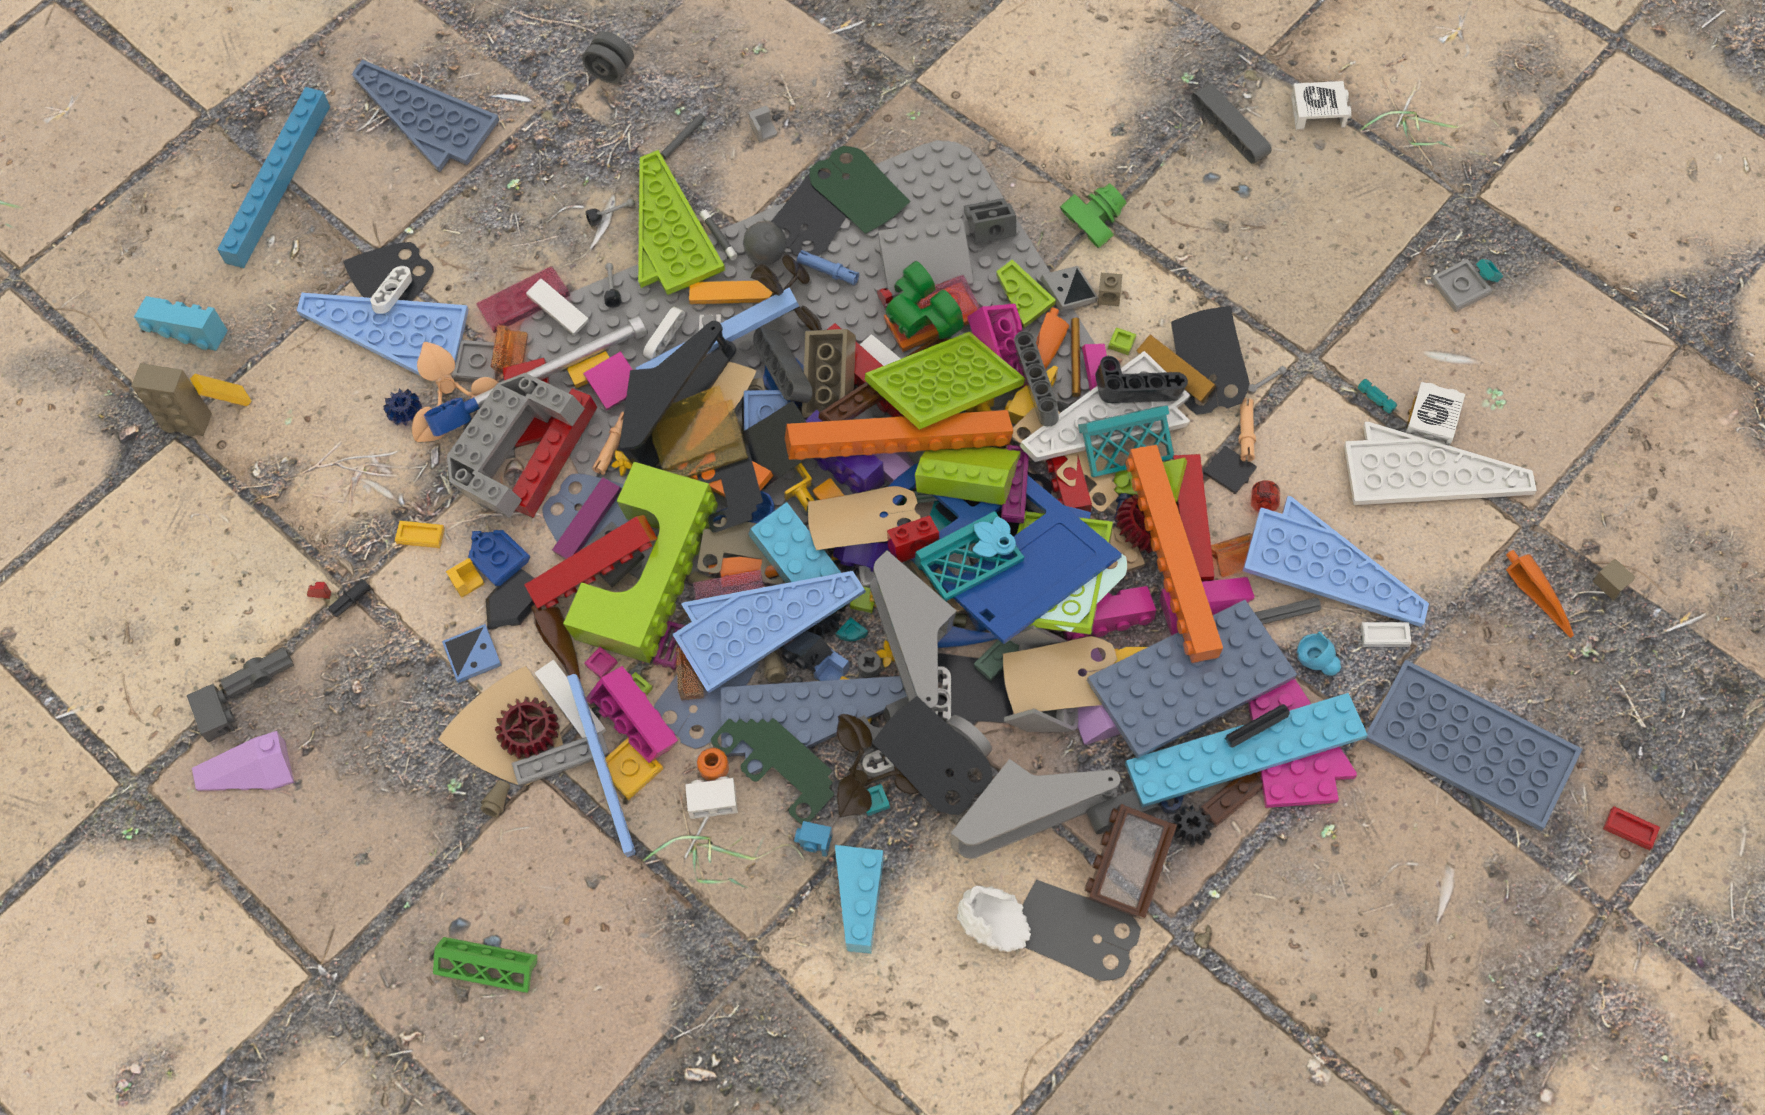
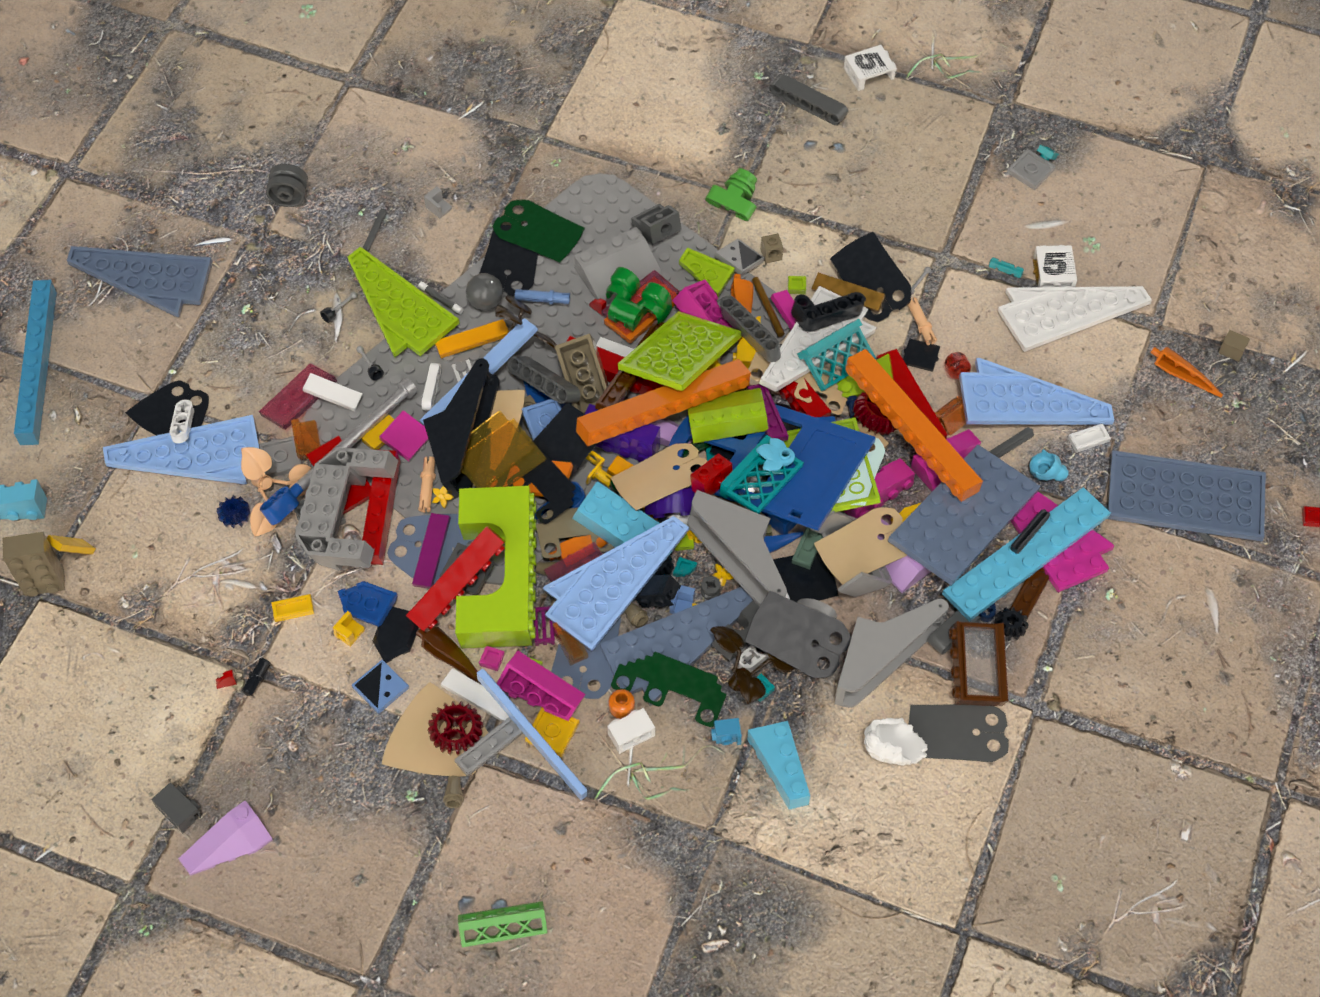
camera: 25 degrees left, 5 degrees down
(257, 672) = (202, 762): dark grey piece -> none

